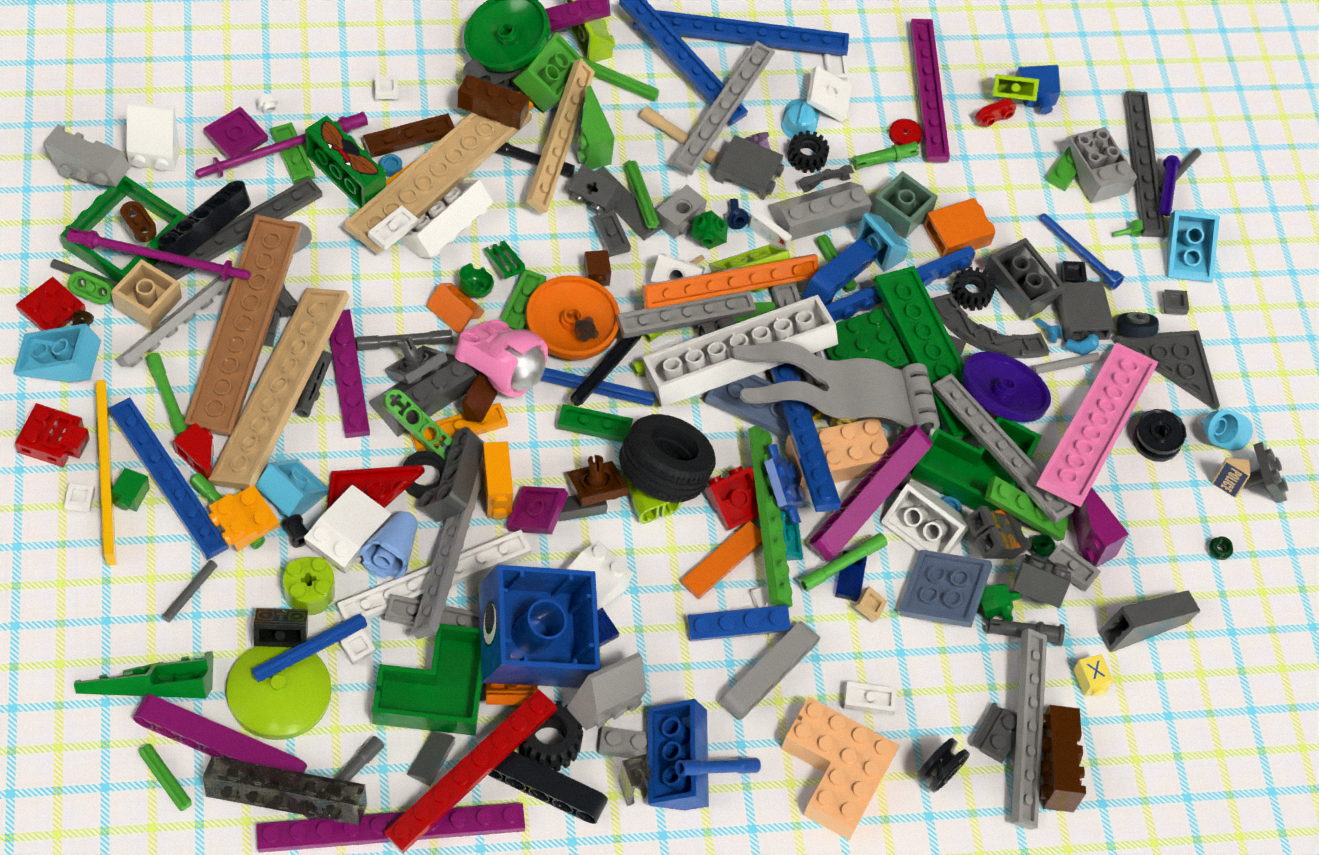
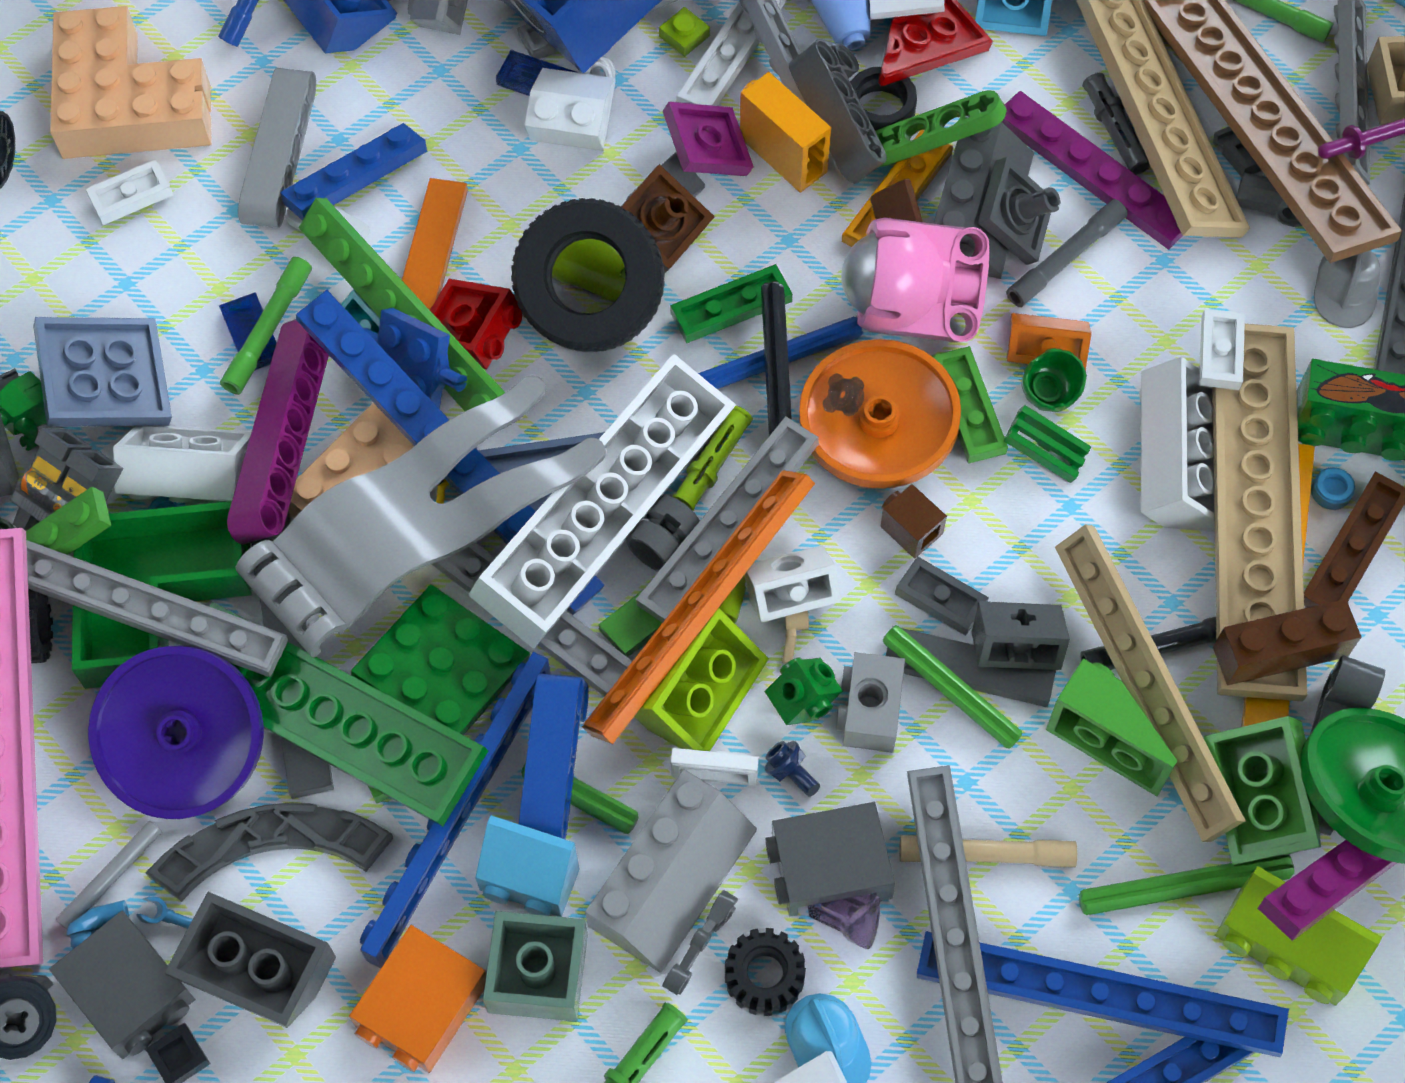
camera: 155 degrees right, 5 degrees up
(870, 604) = (198, 302): tan plate -> none
(975, 278) = (319, 877): black tyre -> none

